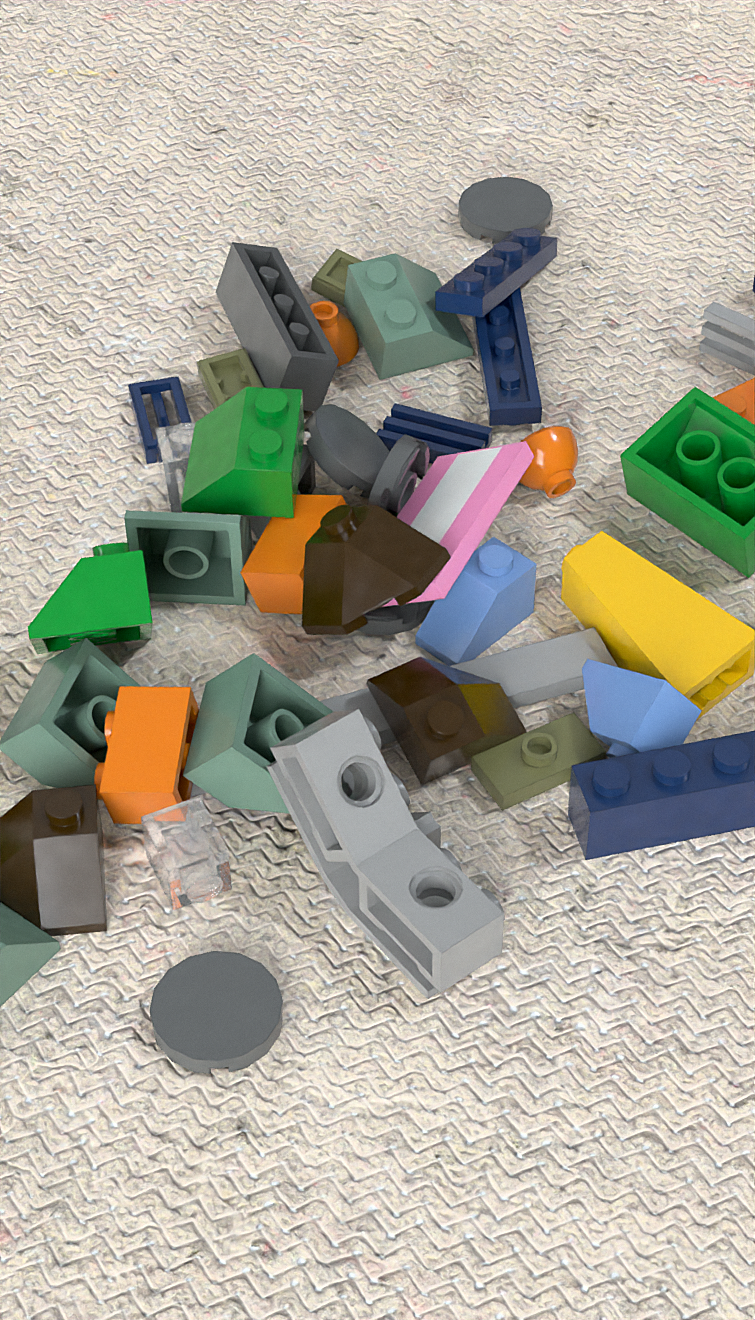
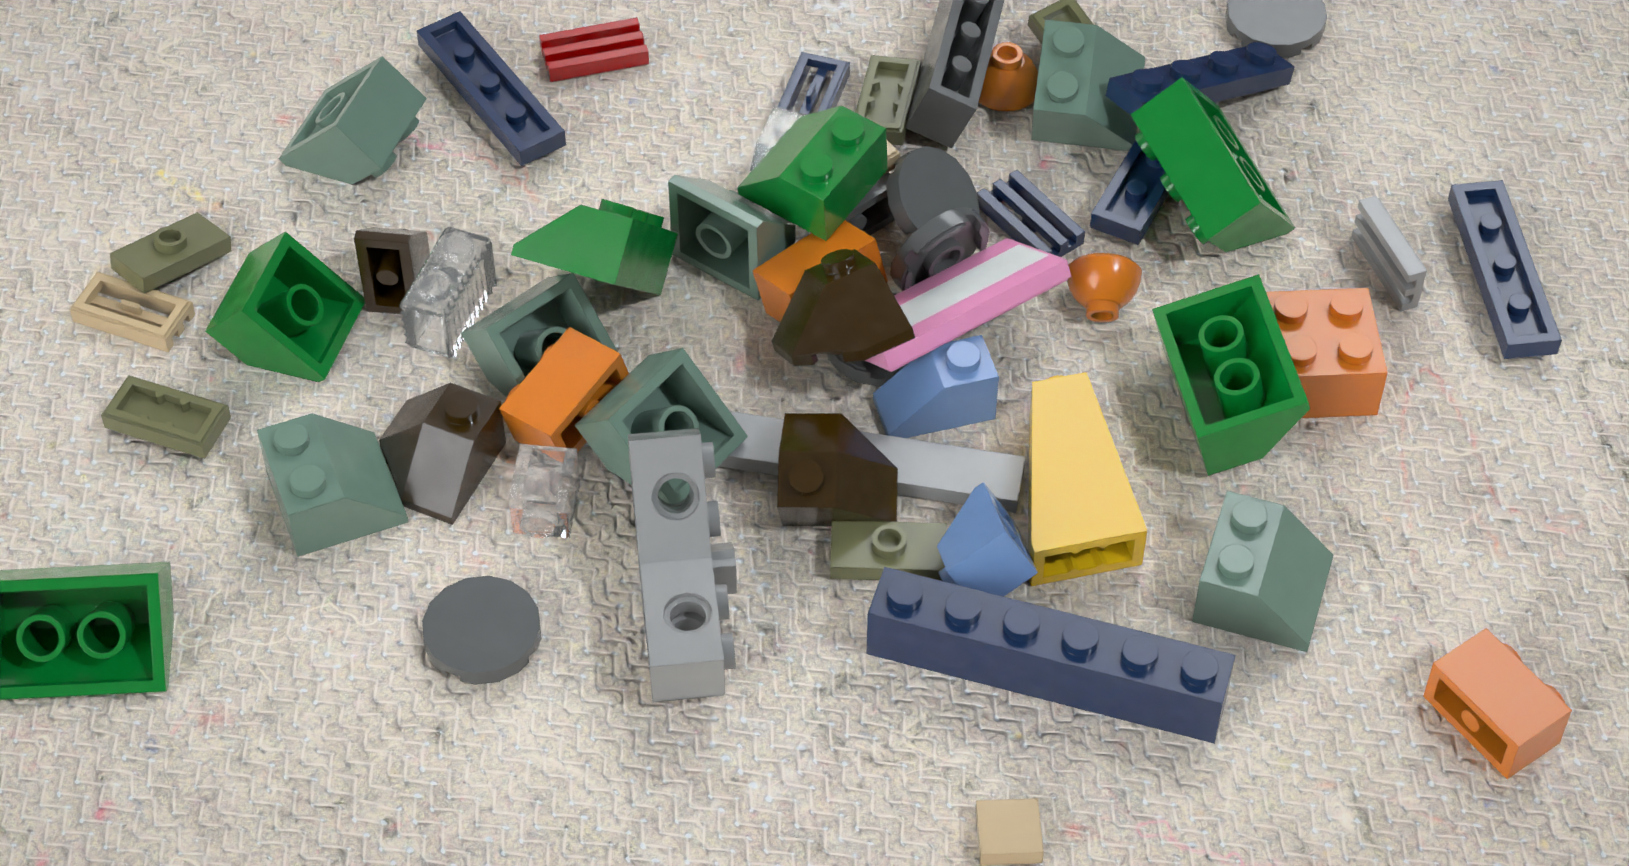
camera: 30 degrees right, 5 degrees up
(565, 332) = (1208, 169): none -> green slope

